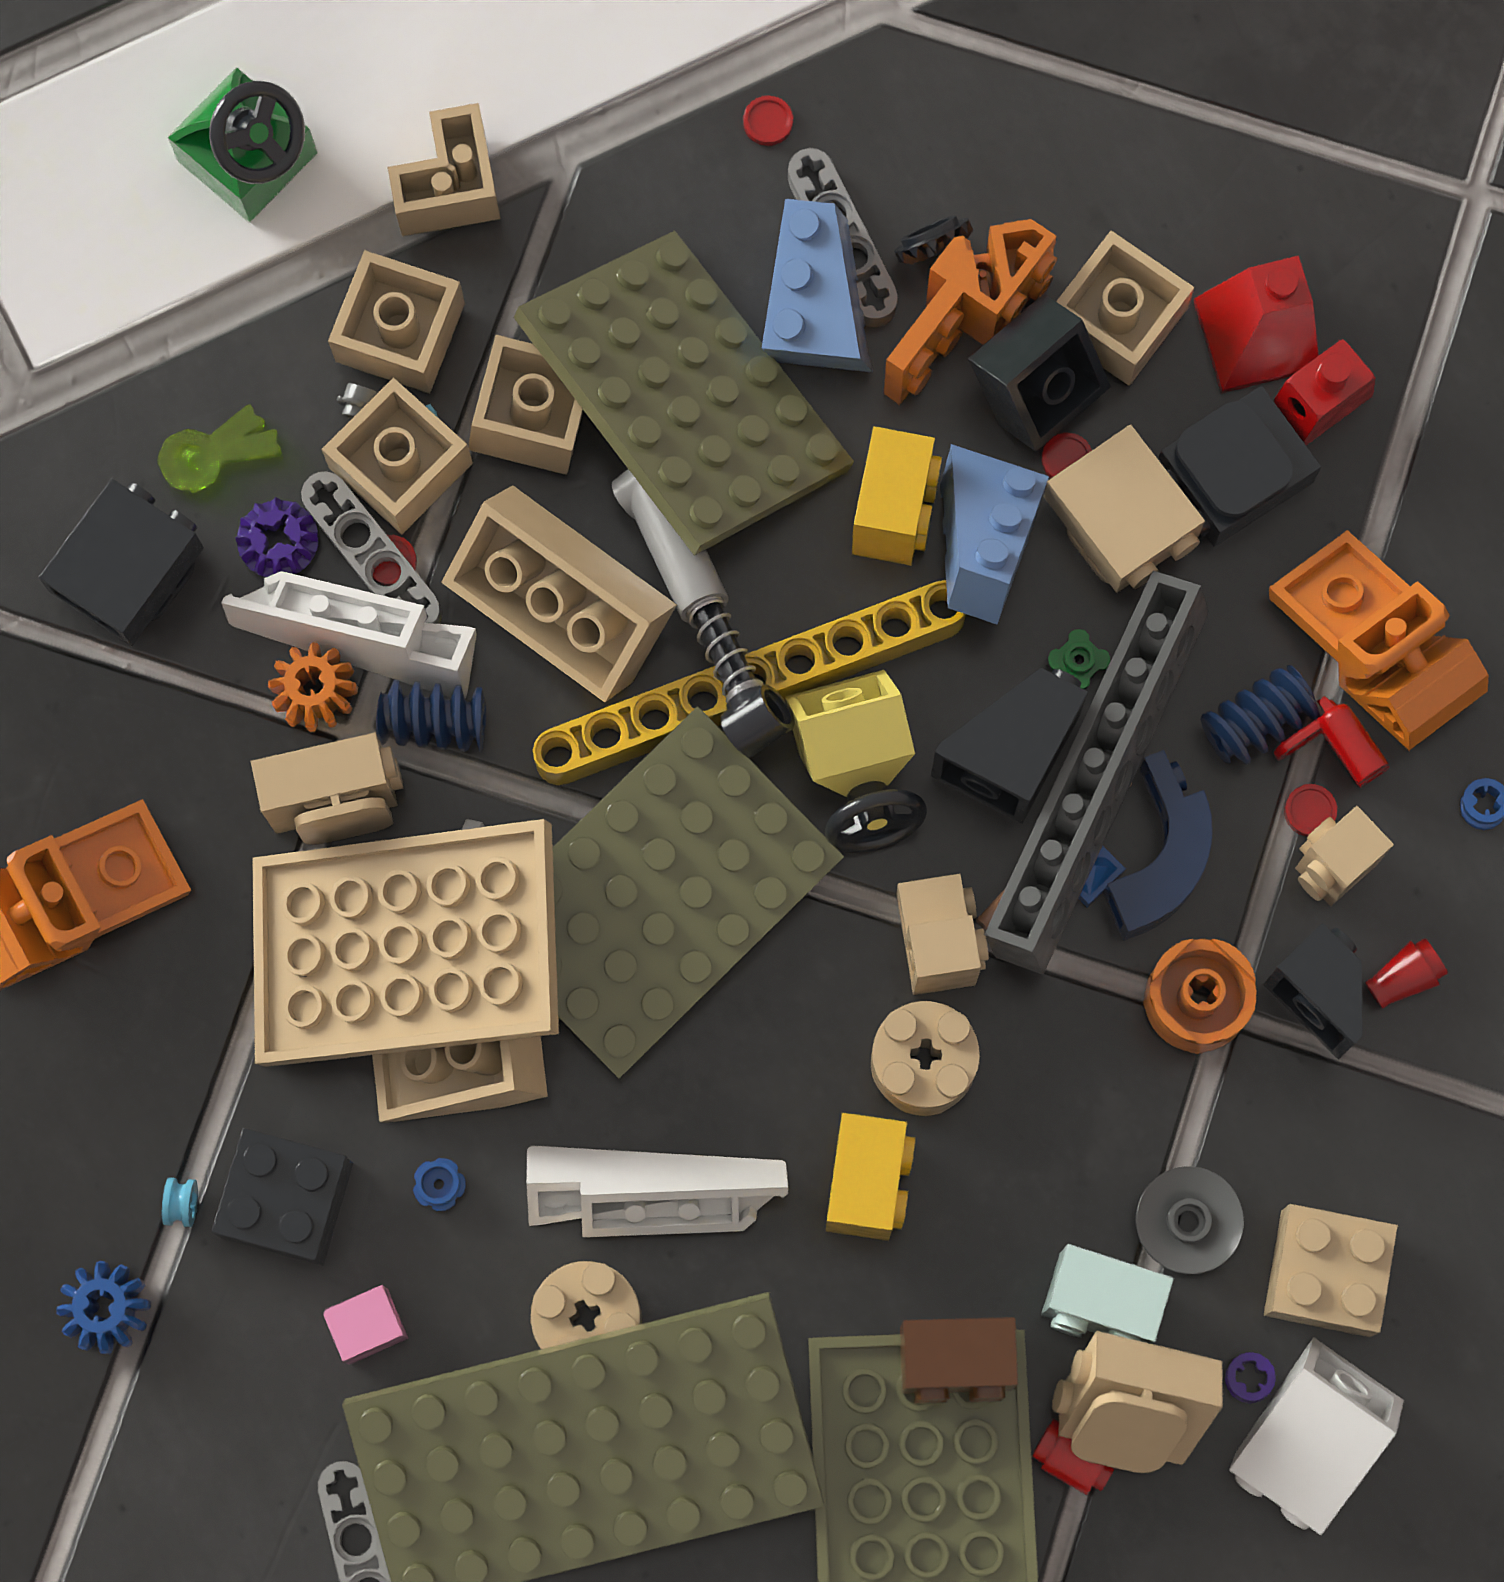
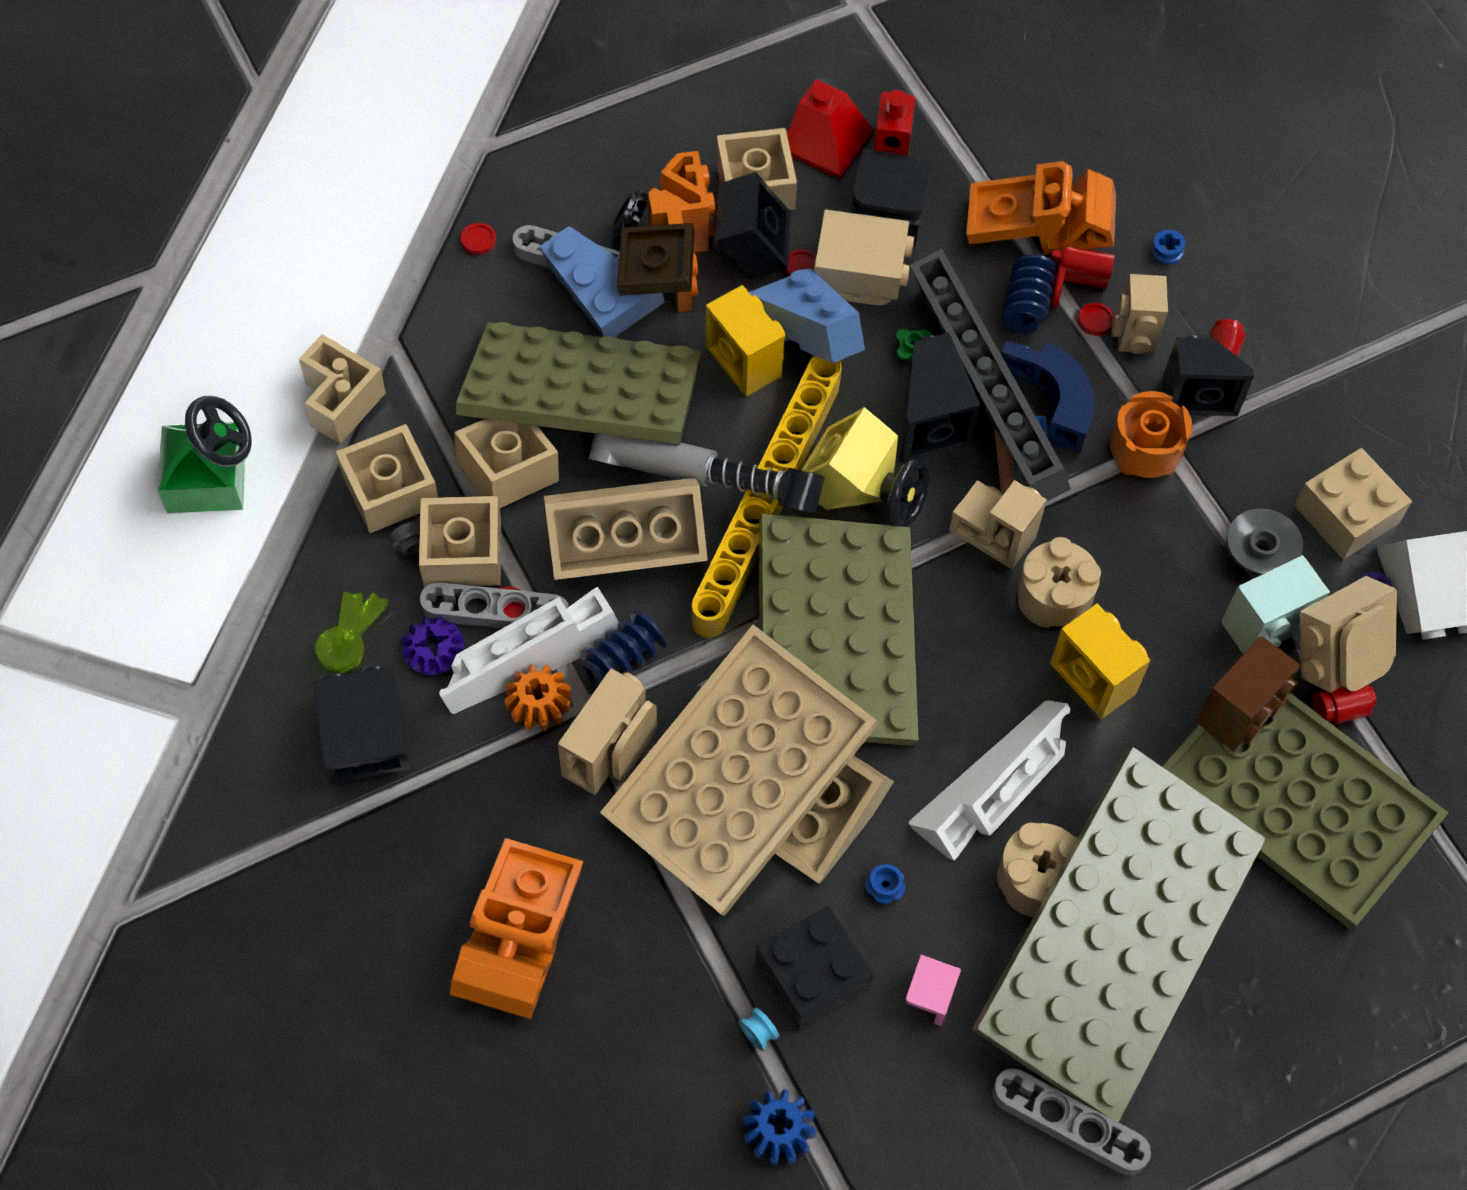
camera: 50 degrees left, 15 degrees down
(876, 326) = (656, 259): none -> dark brown tile

